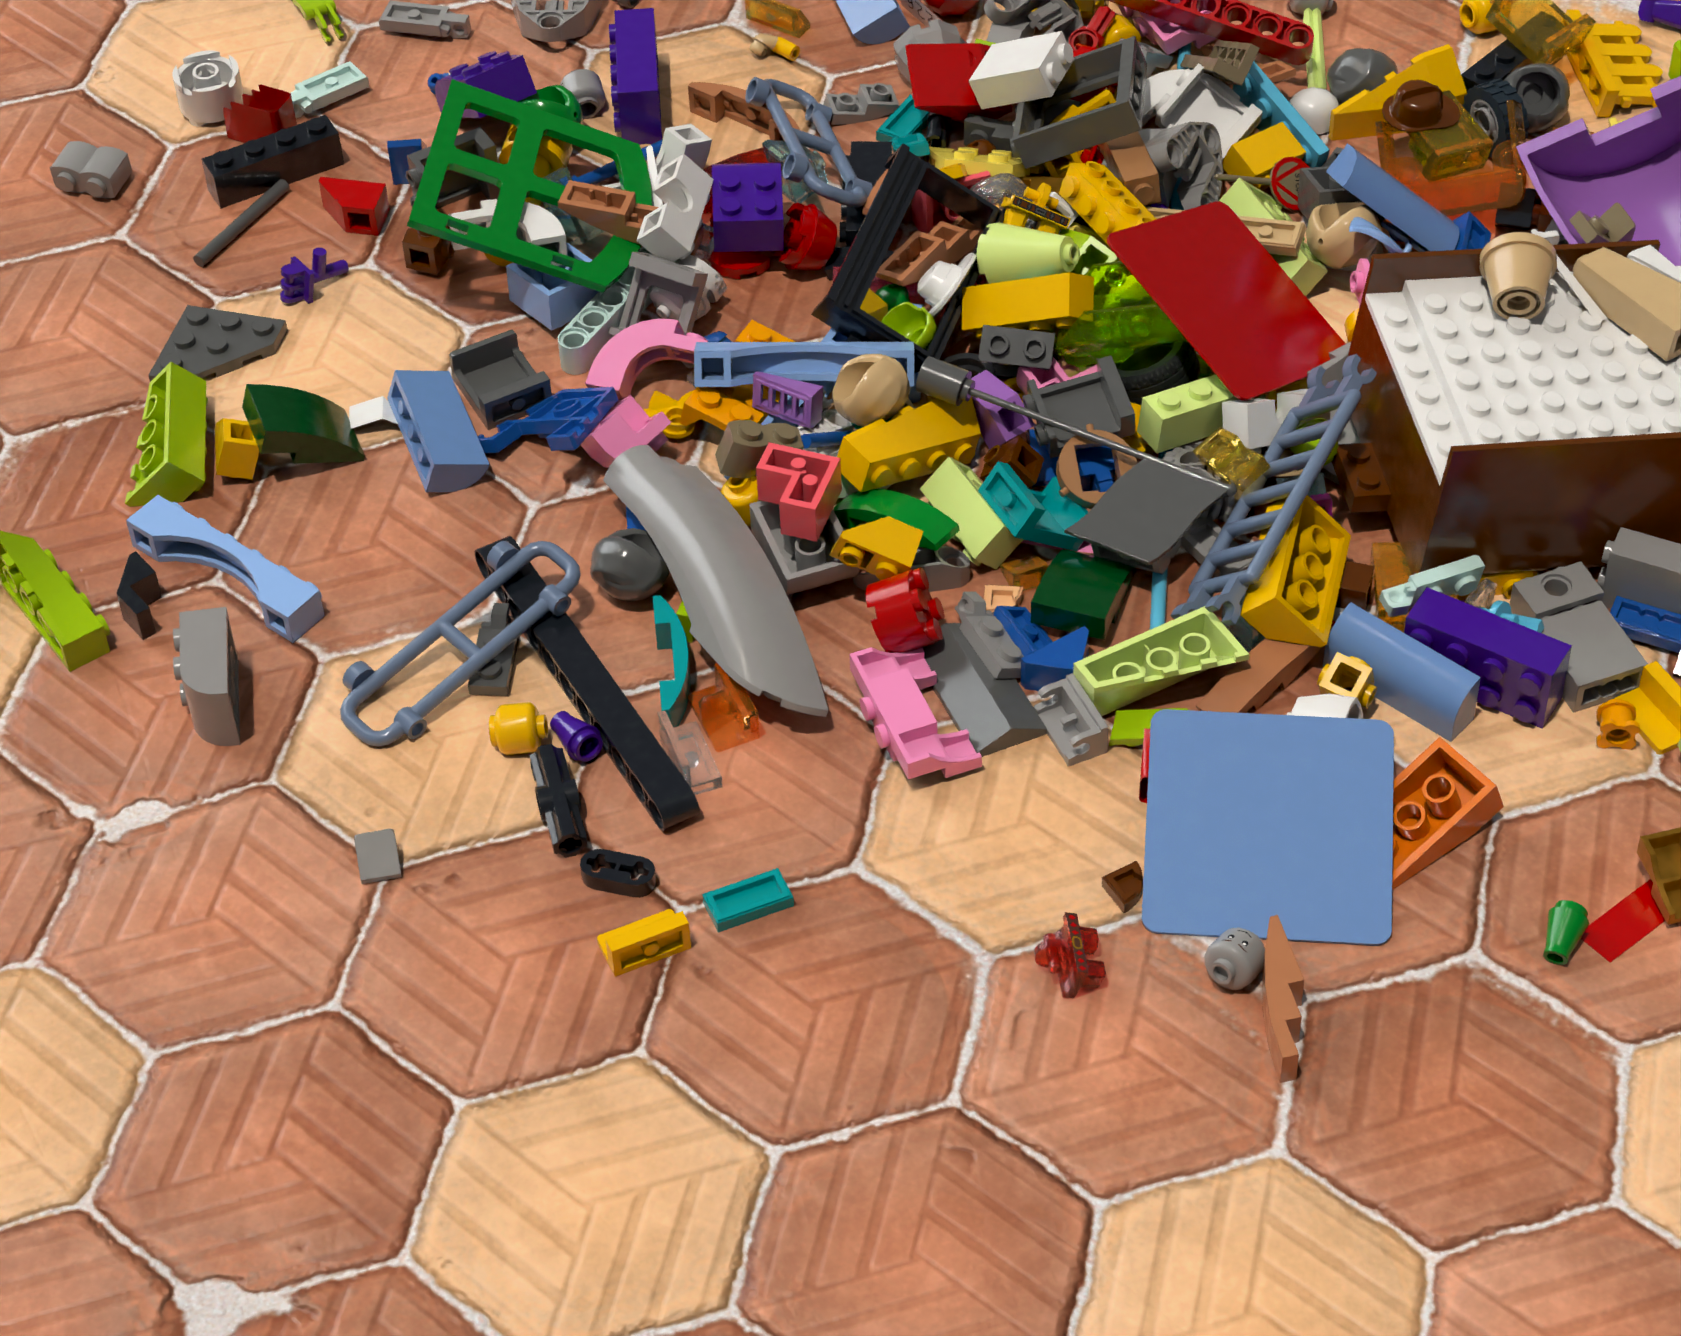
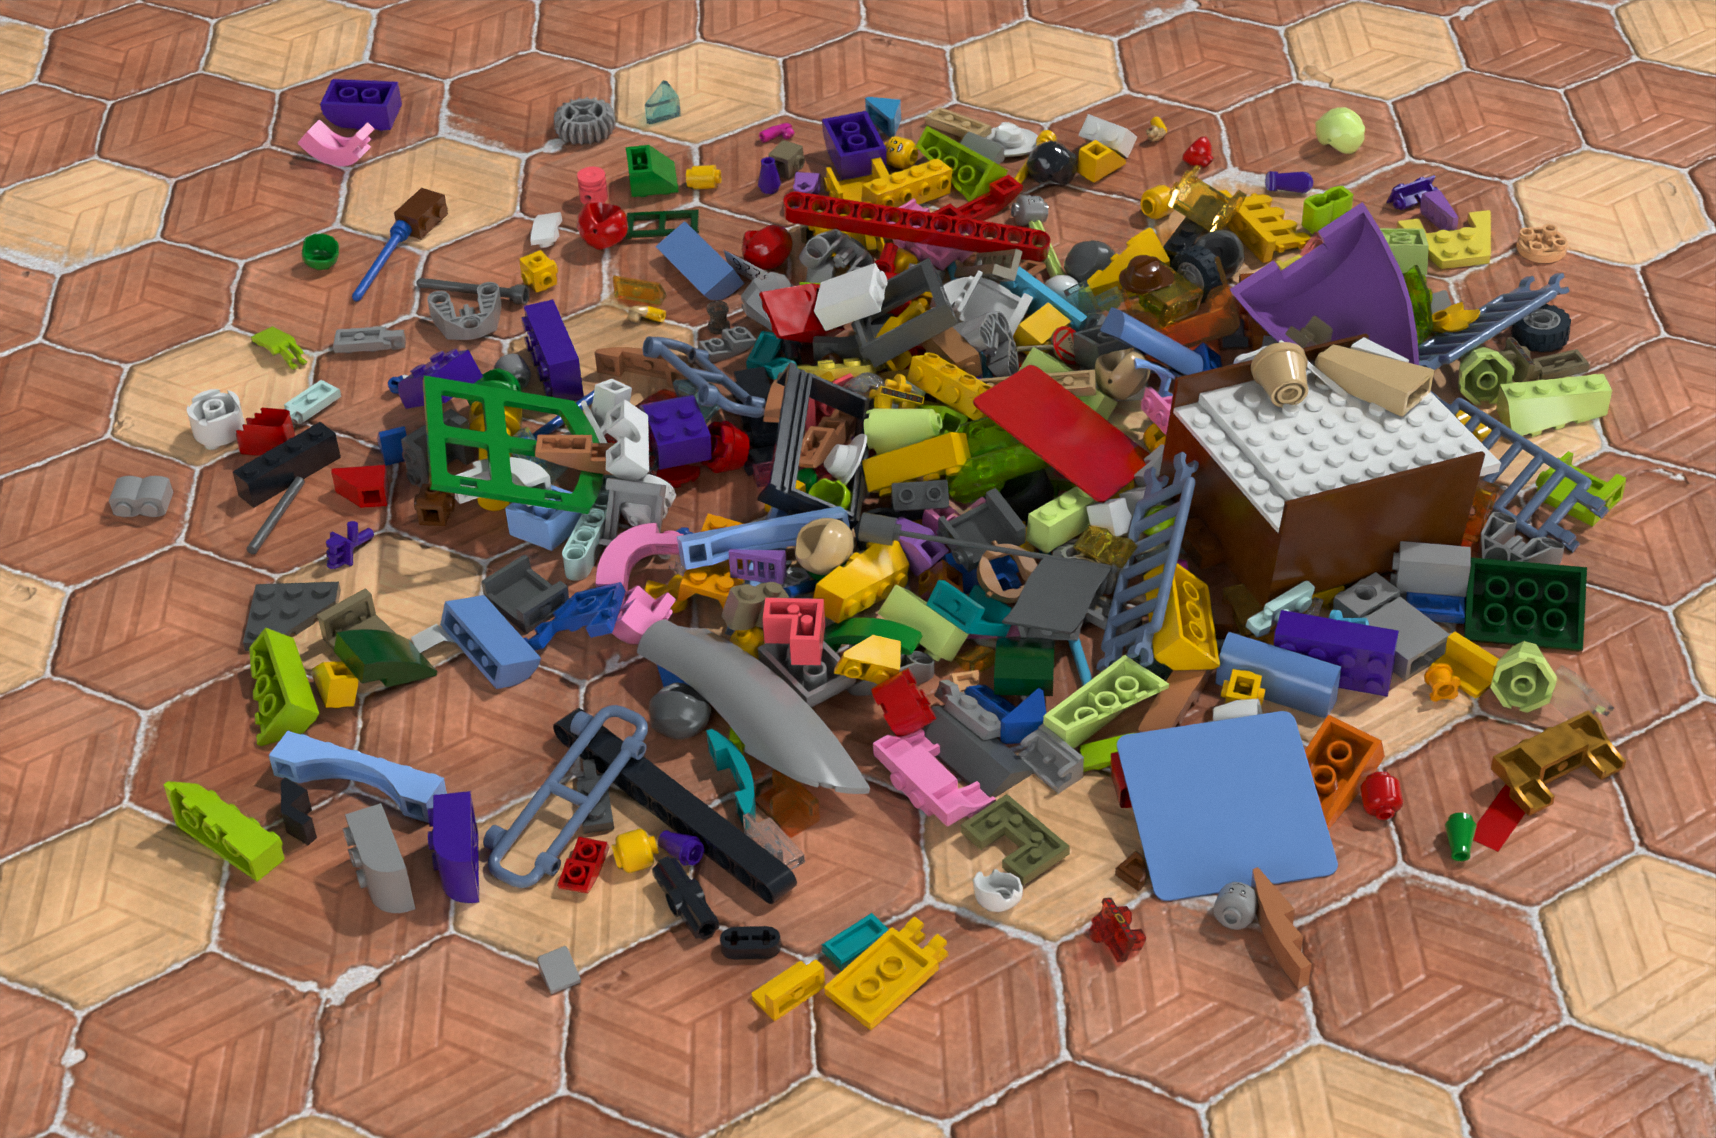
camera: 15 degrees left, 5 degrees down
(283, 365) = (350, 614): none -> dark tan bracket
(306, 676) = (455, 845): none -> dark purple brick
(455, 734) = (584, 866): none -> red slope
(770, 947) = (886, 973): none -> yellow tile
(861, 66) = (718, 317): none -> clear smoke bush
(940, 874) = (997, 891): none -> white hair
(1015, 823) = (1037, 843): none -> olive plate
(1334, 128) = (1083, 299): none -> clear light blue brick
(1479, 856) = (1381, 795): none -> red head

